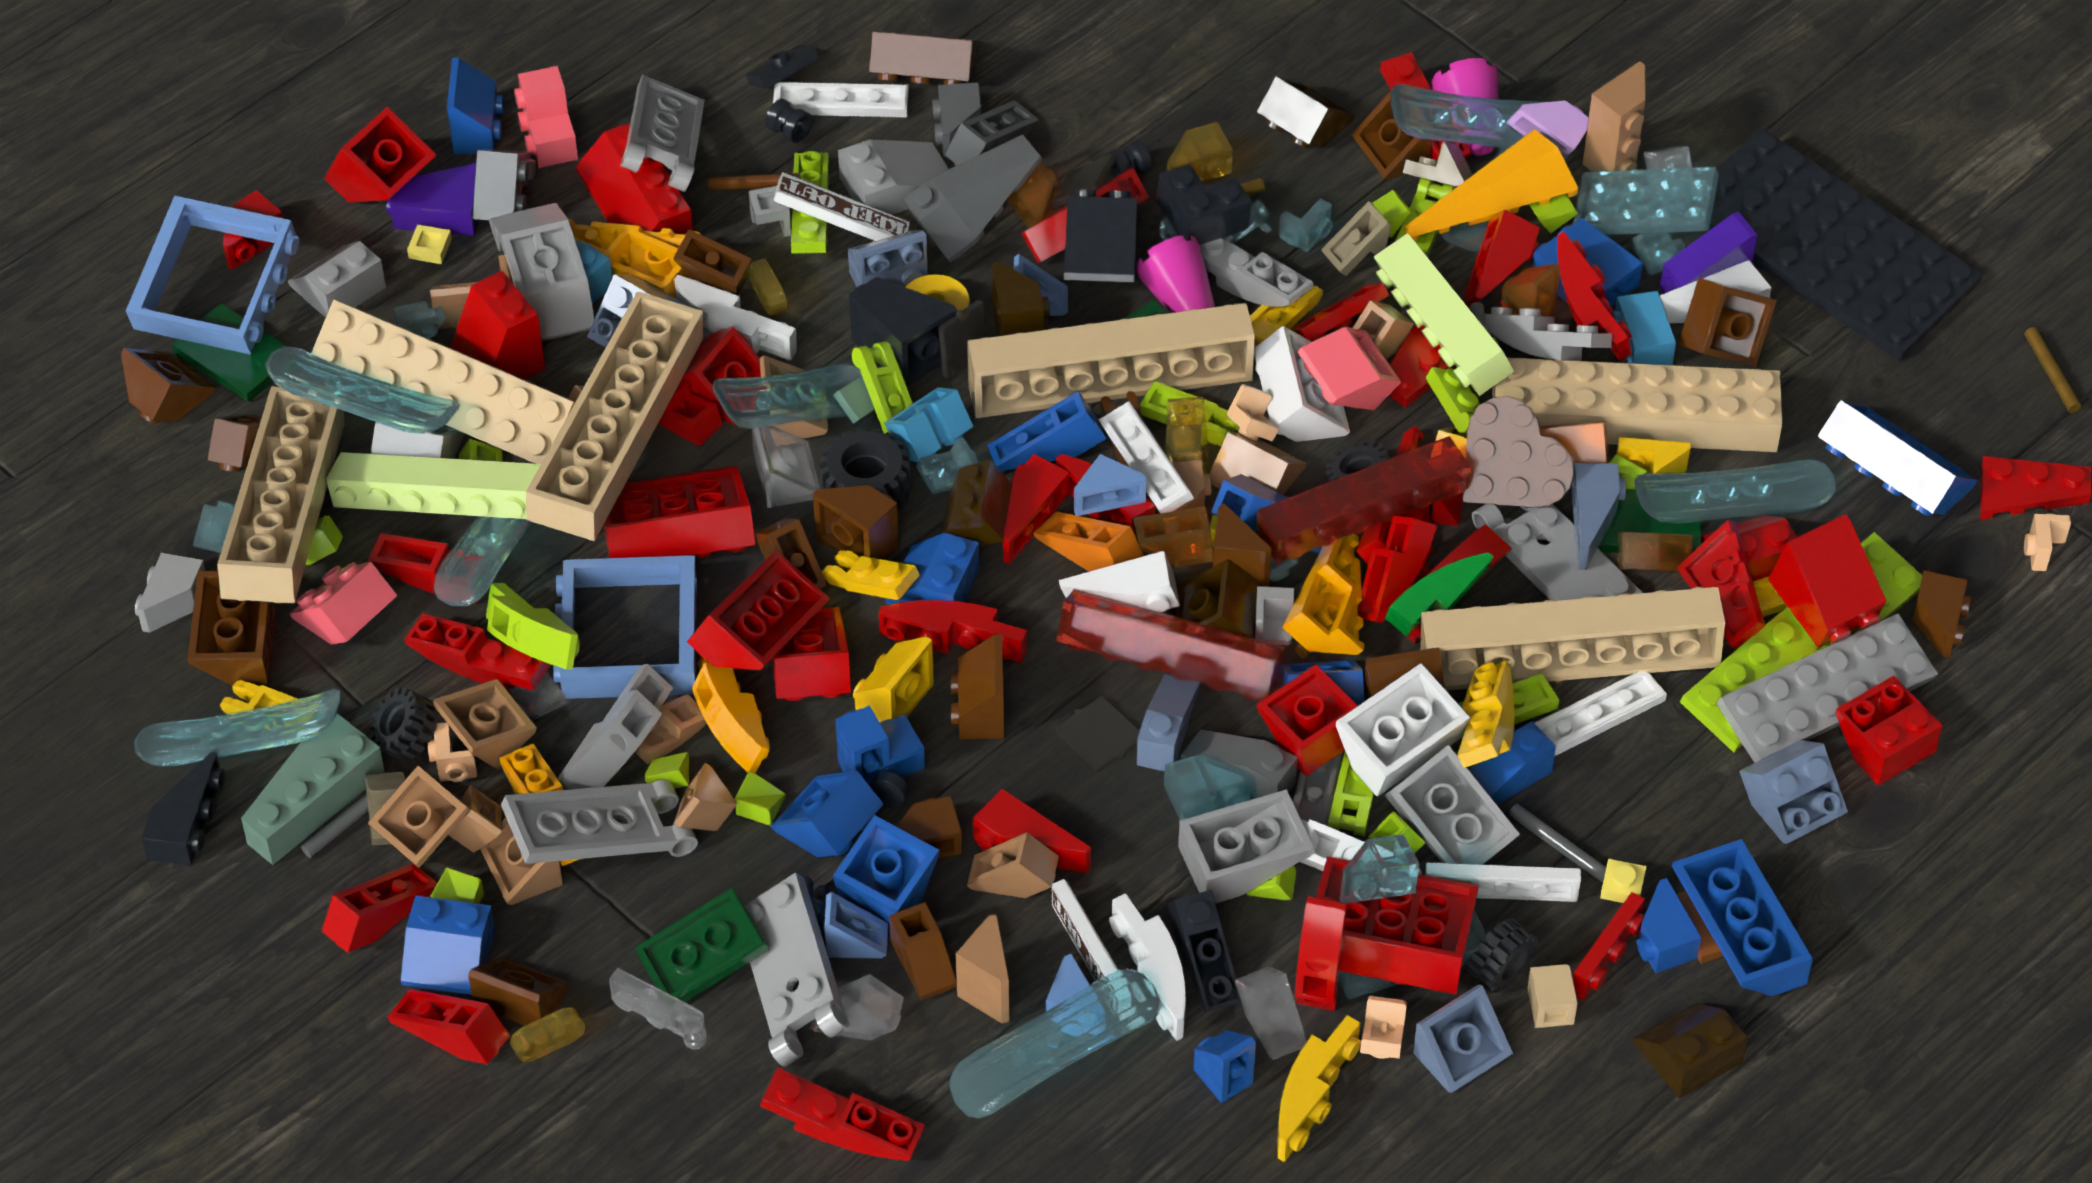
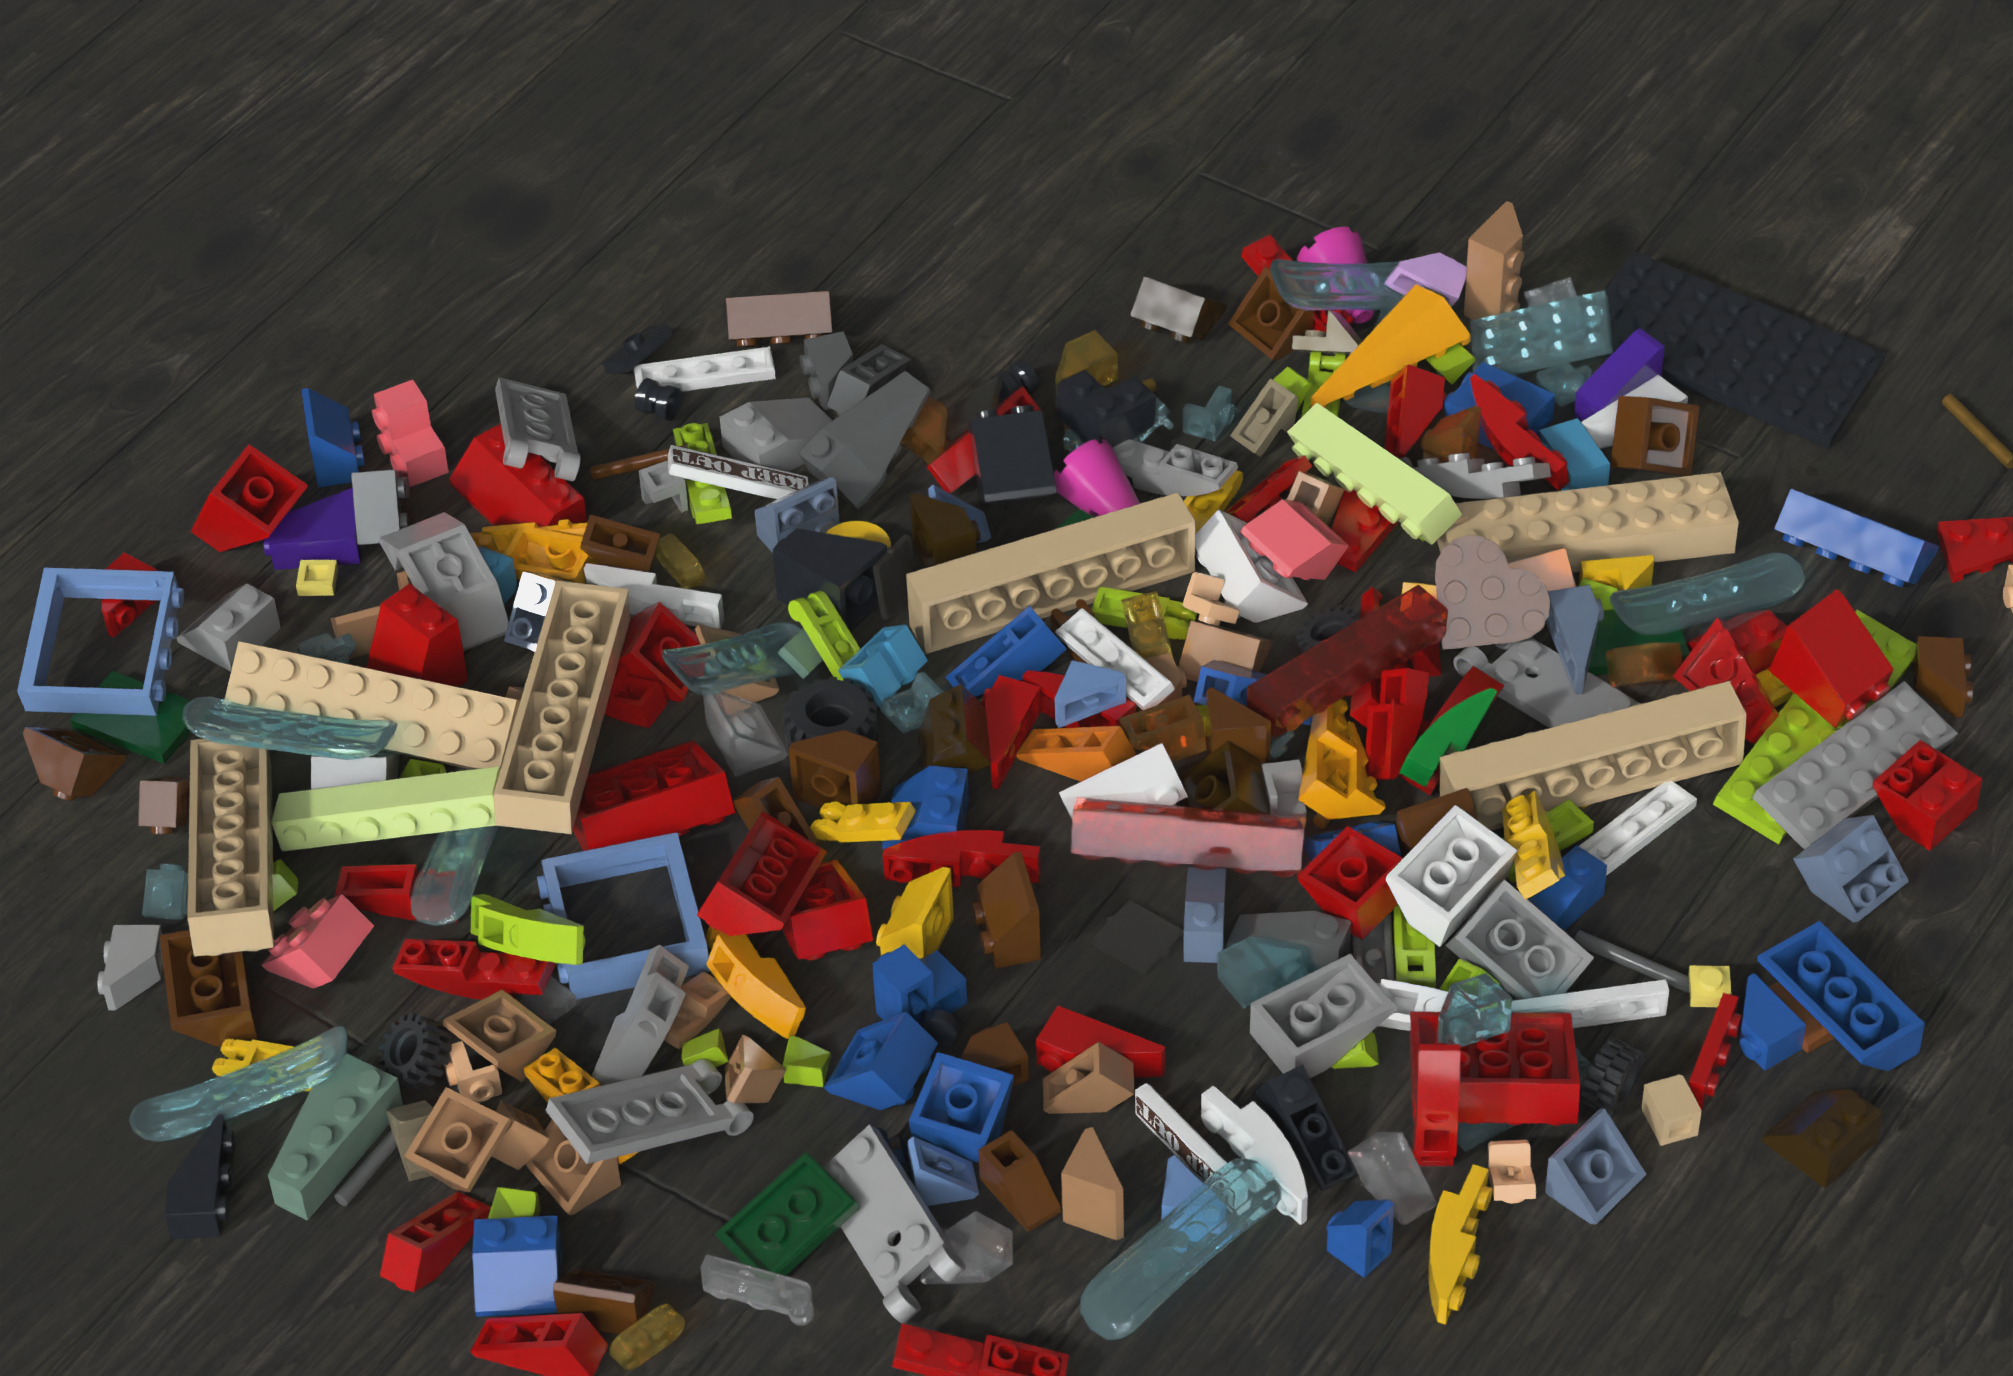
camera: 10 degrees left, 5 degrees down
(1454, 397) = (1407, 552): lime plate -> none

